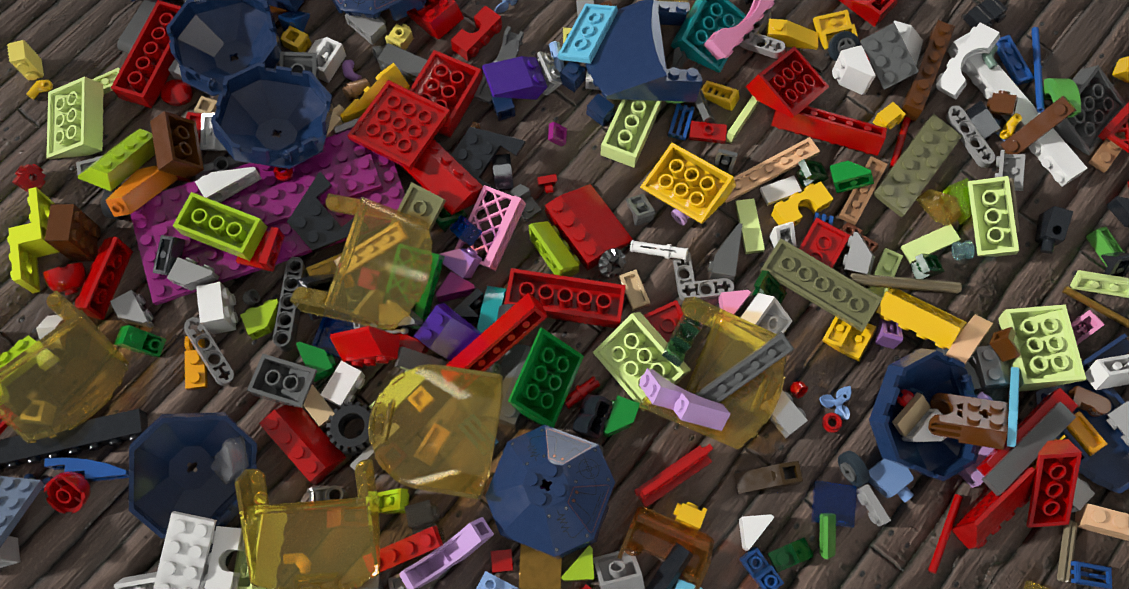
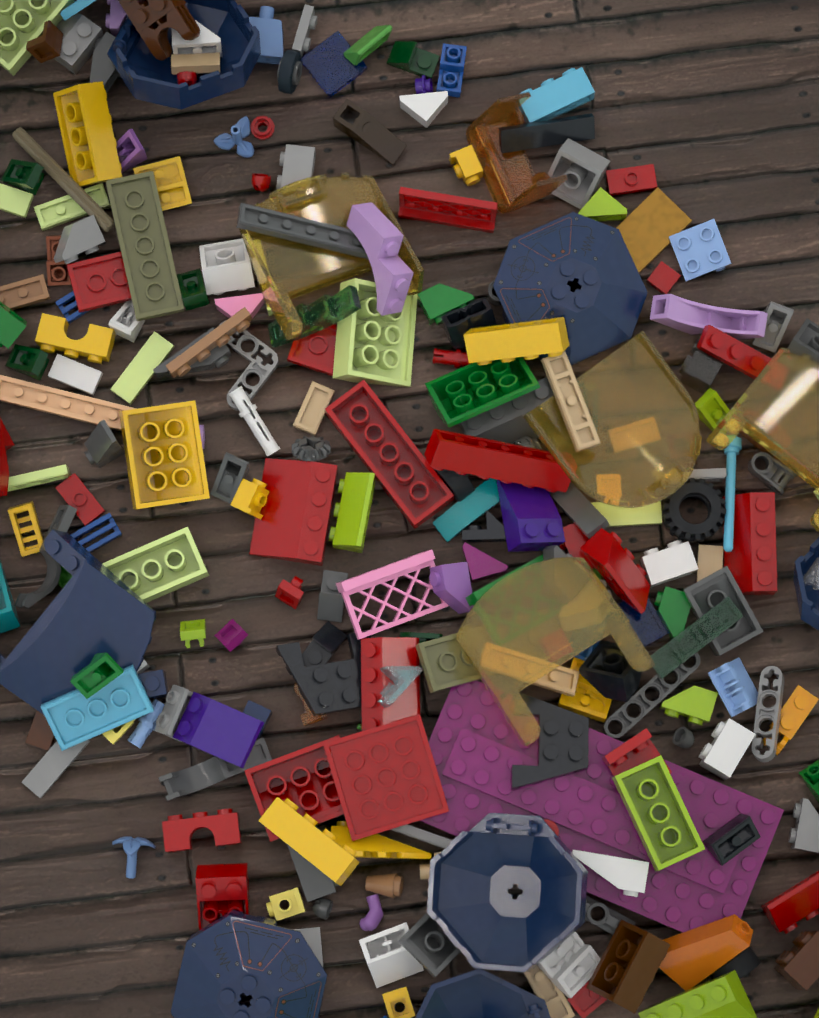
camera: 135 degrees left, 10 degrees up
(189, 274) = (726, 796): light grey slope -> none
(241, 348) = (734, 686): none -> light blue hinge
(285, 348) = (695, 637): none -> clear green slope
(333, 450) = (731, 452): none -> medium azure piece
(409, 57) = (309, 841): none -> yellow brick
(438, 177) = (401, 677): none -> clear light blue slope
(466, 230) = (421, 609): clear blue slope -> none
(484, 416) = (570, 402): none -> tan plate
(550, 422) = (516, 340): none -> yellow brick
(579, 119) = (193, 630): none -> lime tile
(600, 110) = (165, 620): dark blue brick -> none
(601, 37) = (96, 674): none -> green slope
(618, 207) = (251, 497): none -> yellow brick
(725, 268) = (218, 337): none -> medium nougat plate
(766, 541) = (423, 85): none -> dark purple plate
(969, 339) = (70, 74): light nougat slope -> none

